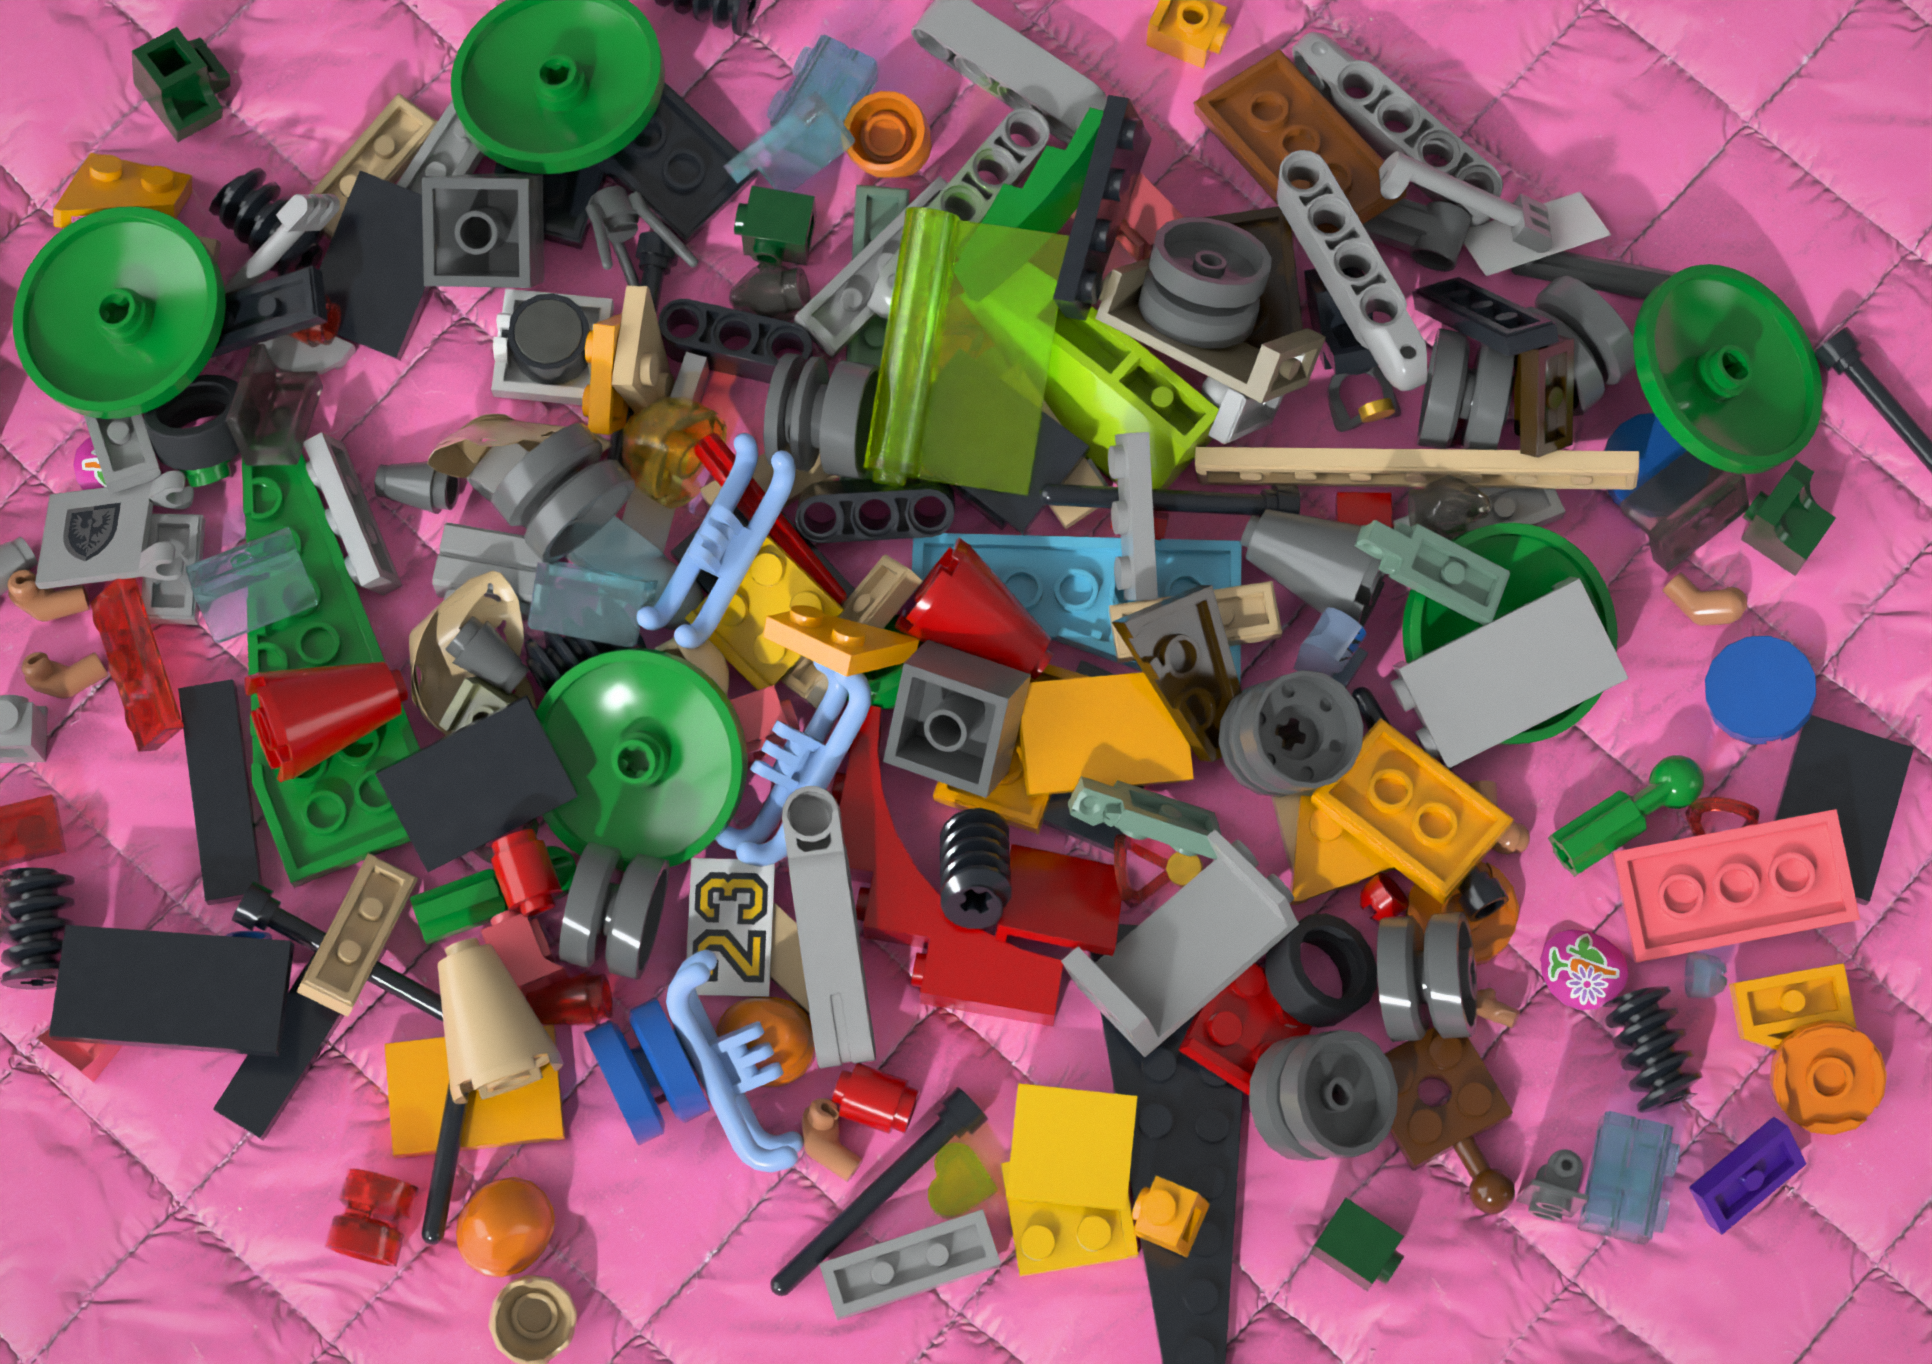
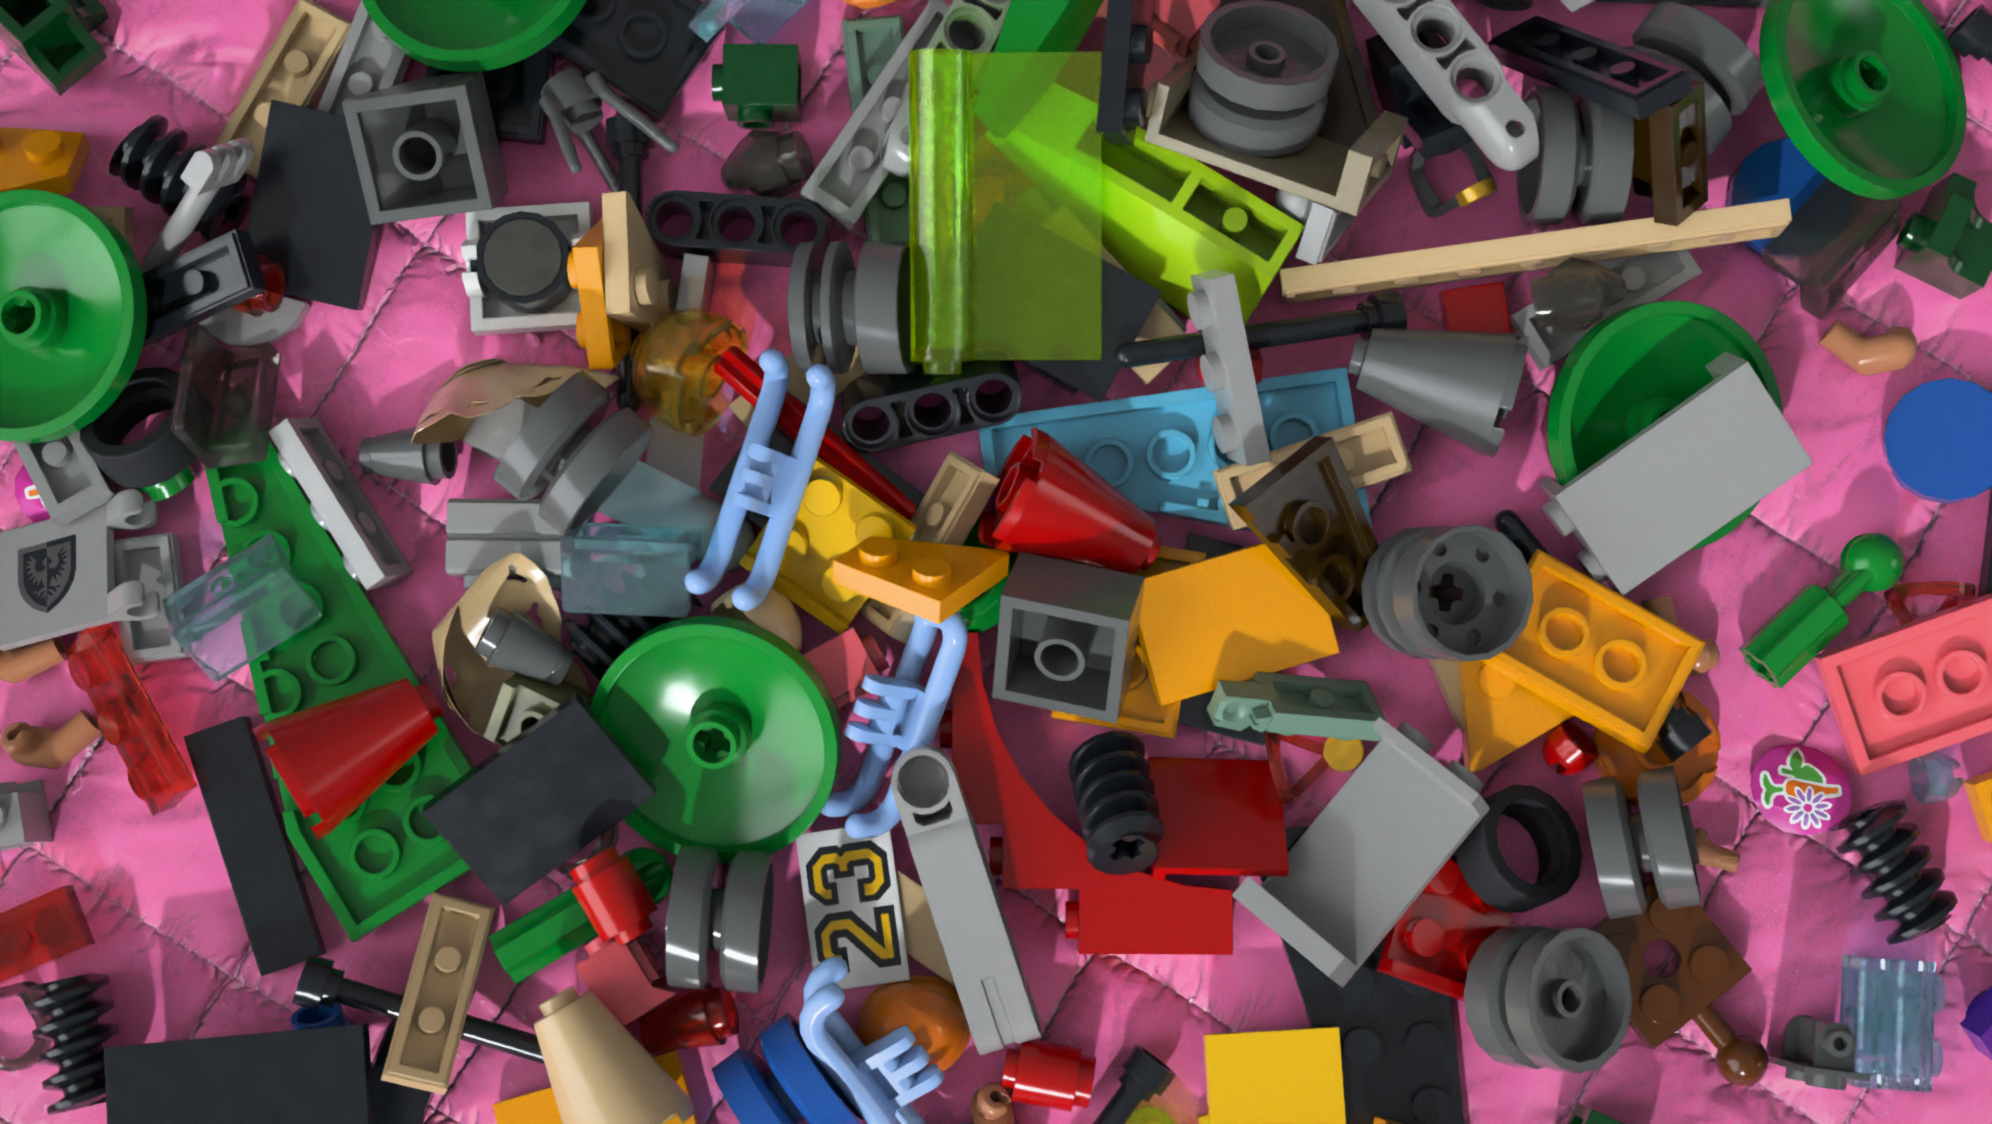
camera: 10 degrees left, 10 degrees up
(1333, 647) = (1468, 478): sand blue leg -> none
(1436, 568) = (1584, 376): sand green hinge -> none

